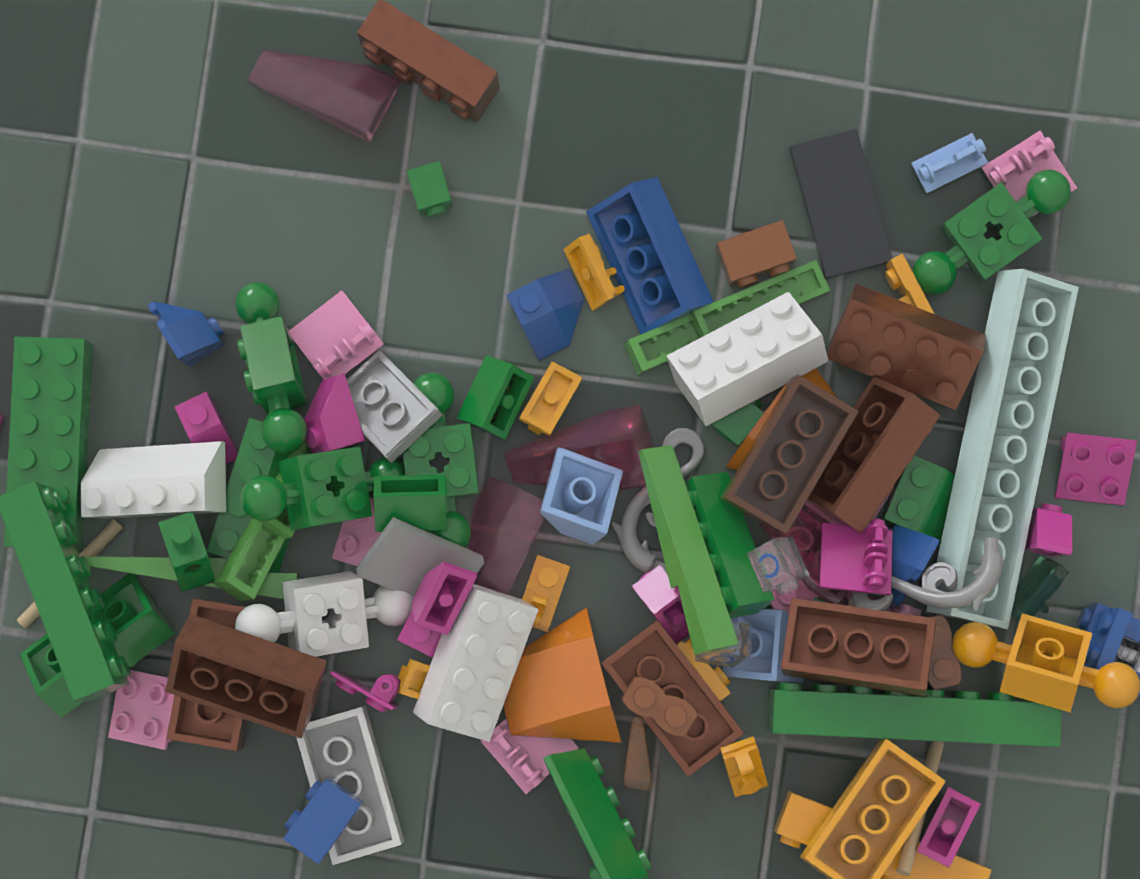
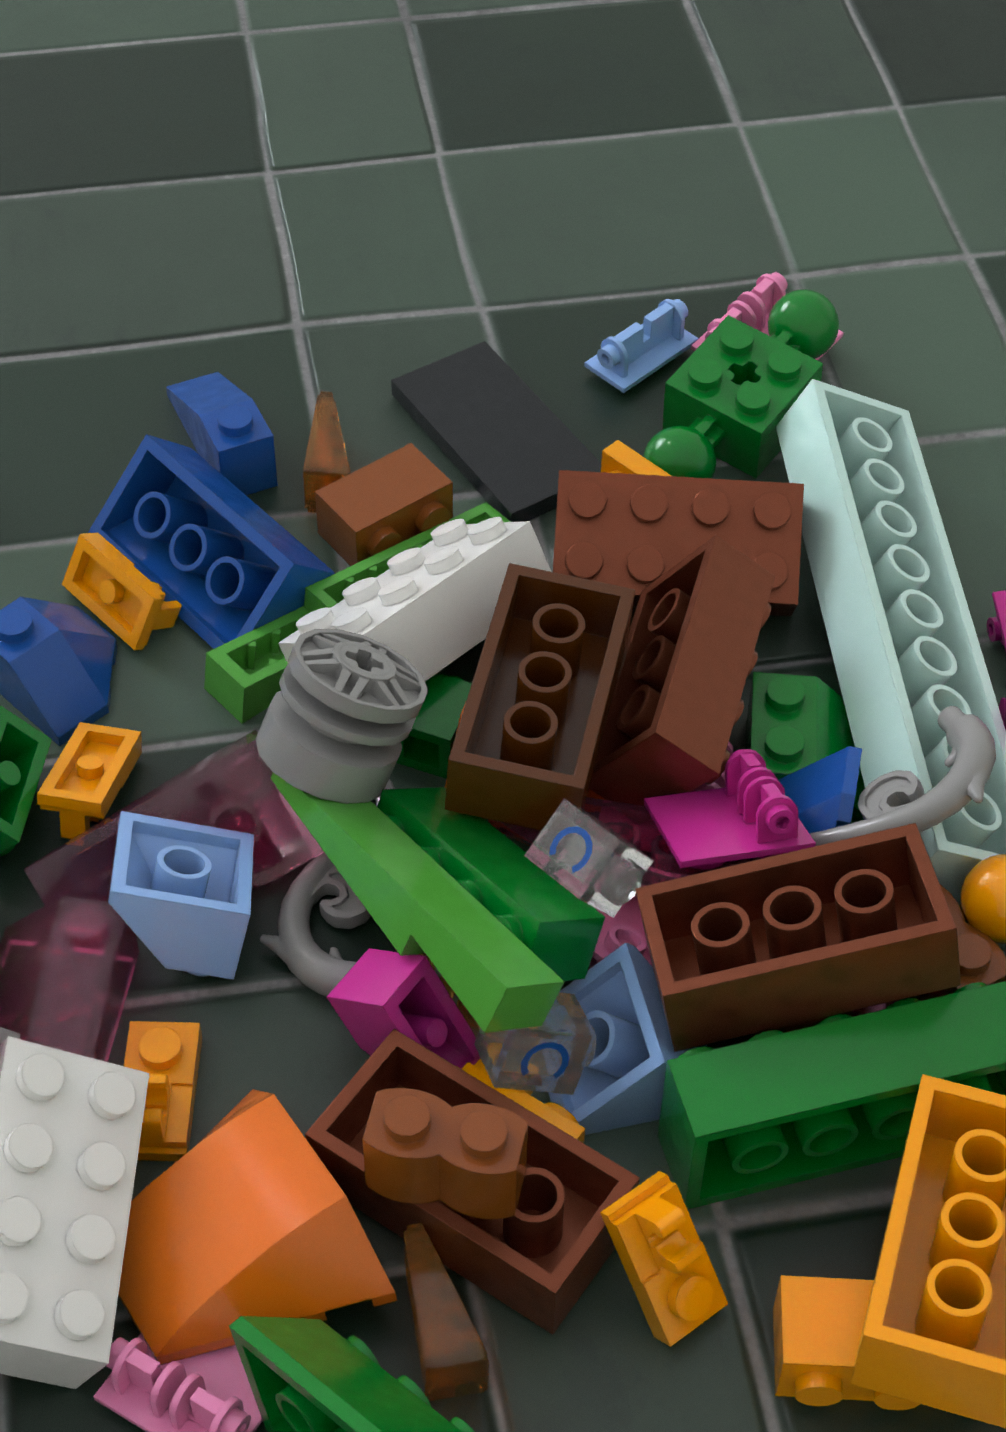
camera: 20 degrees left, 35 degrees down
(680, 154) = (227, 430): none -> blue slope
(681, 441) = (340, 715): none -> light grey wheel
(732, 211) = (326, 452): none -> clear orange slope

